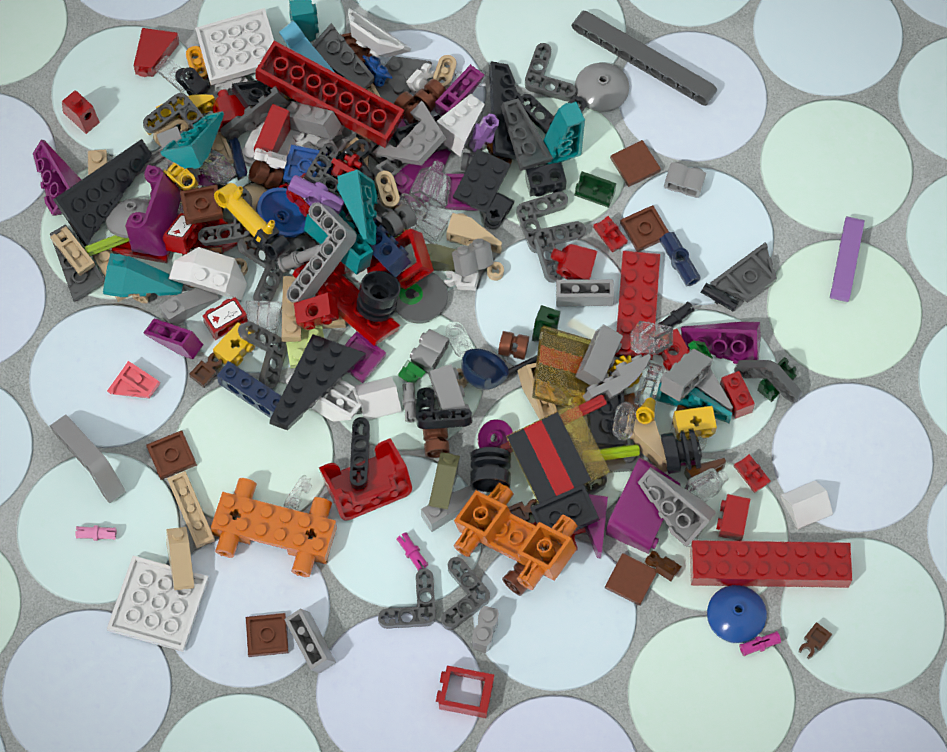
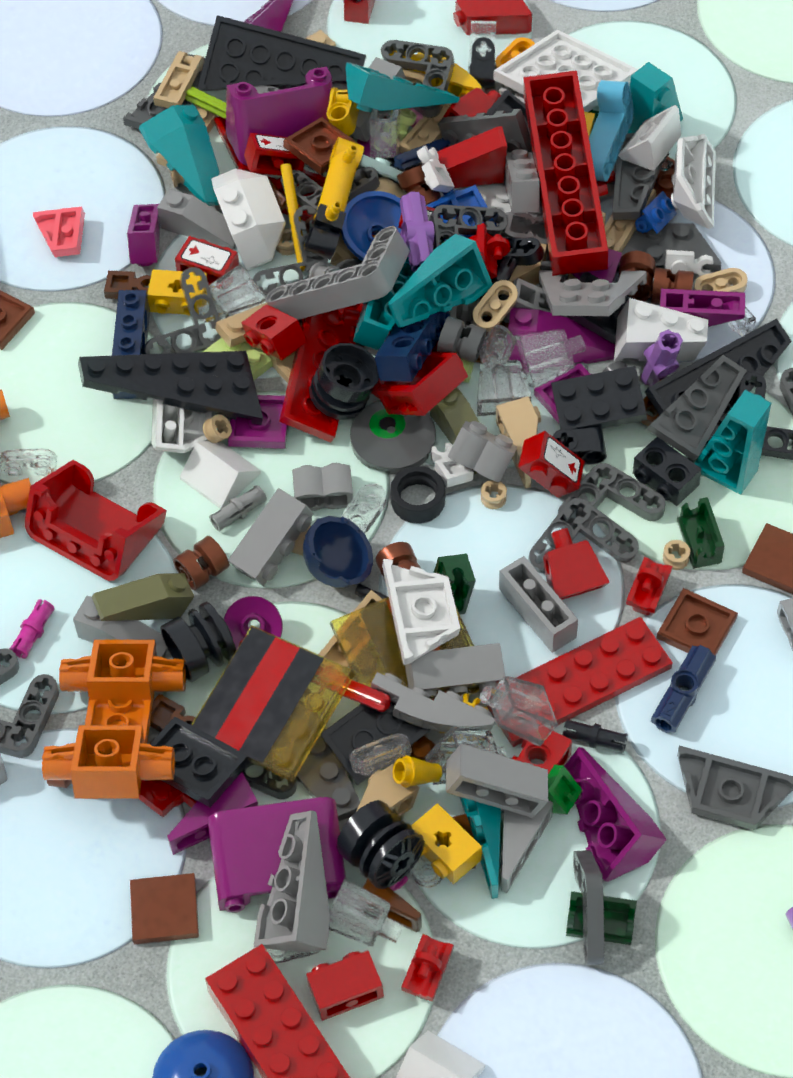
camera: 60 degrees right, 10 degrees down
(231, 249) = (292, 205): none -> yellow bar
(331, 36) = (653, 139): none -> white slope
(353, 380) = (223, 425): none -> tan bush
(359, 453) = (126, 491): black beam -> none
(411, 372) = (278, 477): green bracket -> none
(430, 417) = (218, 528): black beam -> none
(469, 294) = (421, 476): none -> black tyre
(506, 230) = (551, 464): none -> red brick
(560, 347) = (420, 609): none -> white wing
(594, 205) = (683, 551): none -> tan bush
(620, 452) = (333, 777): lime axle -> none
(664, 566) = (207, 940): reddish brown plate -> none
(719, 297) = (668, 771): black pin -> none
(738, 394) = (535, 877): red brick -> none

